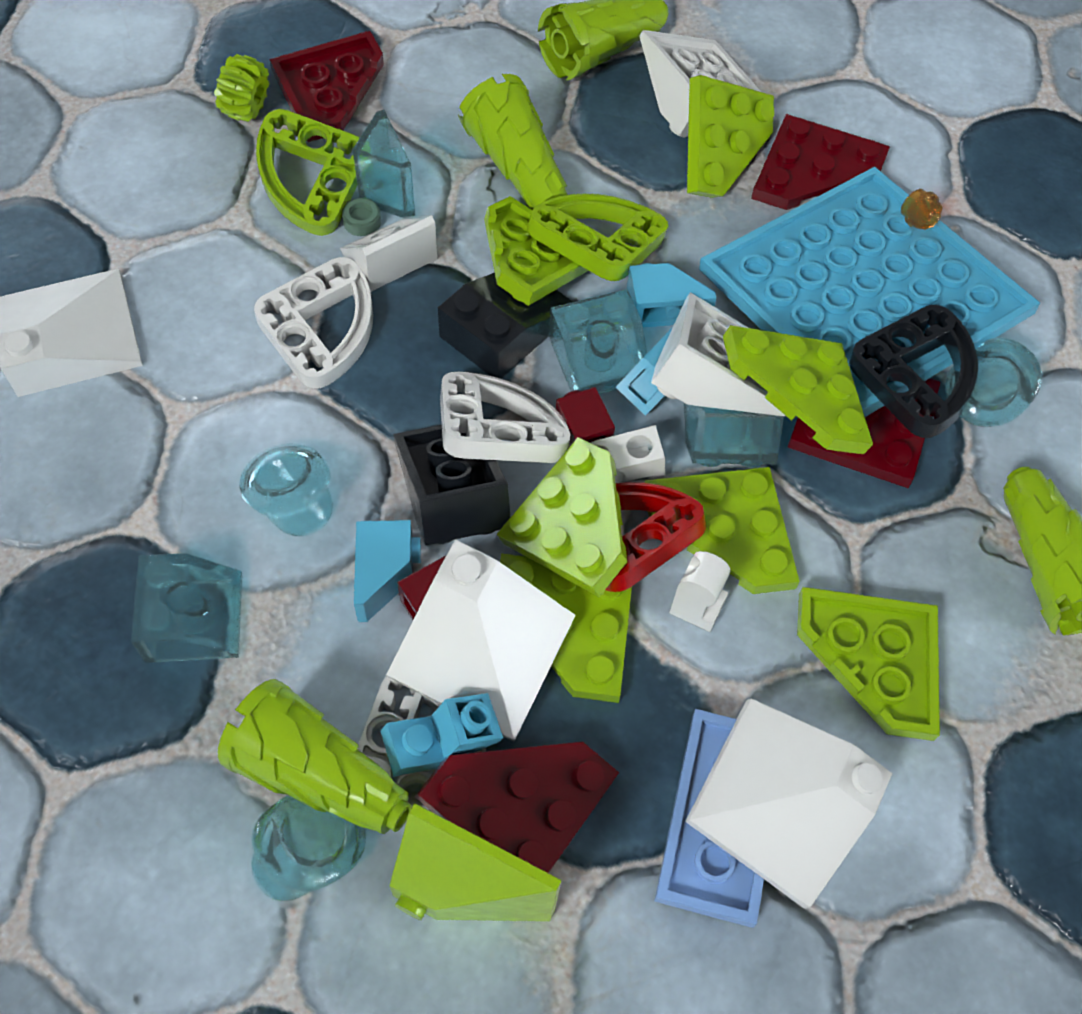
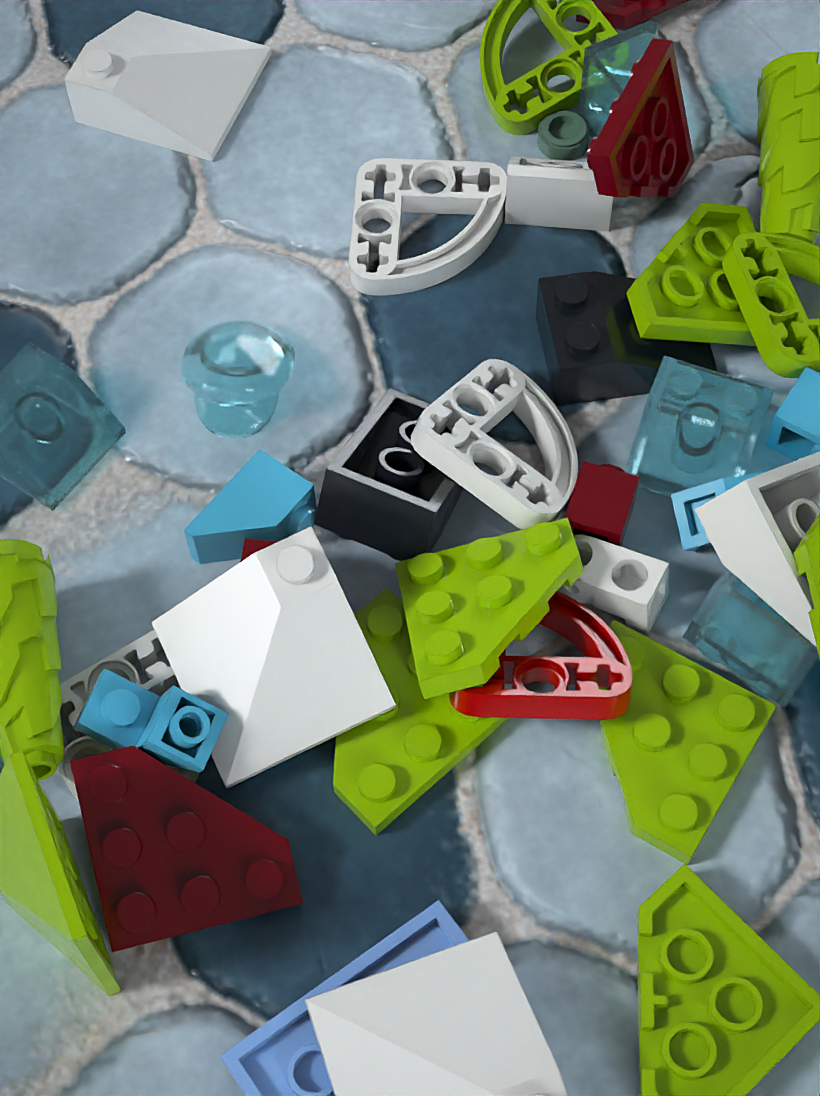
camera: 45 degrees right, 0 degrees up
(427, 173) = (647, 134): none -> dark red plate
(700, 590) = (558, 783): white leg -> none

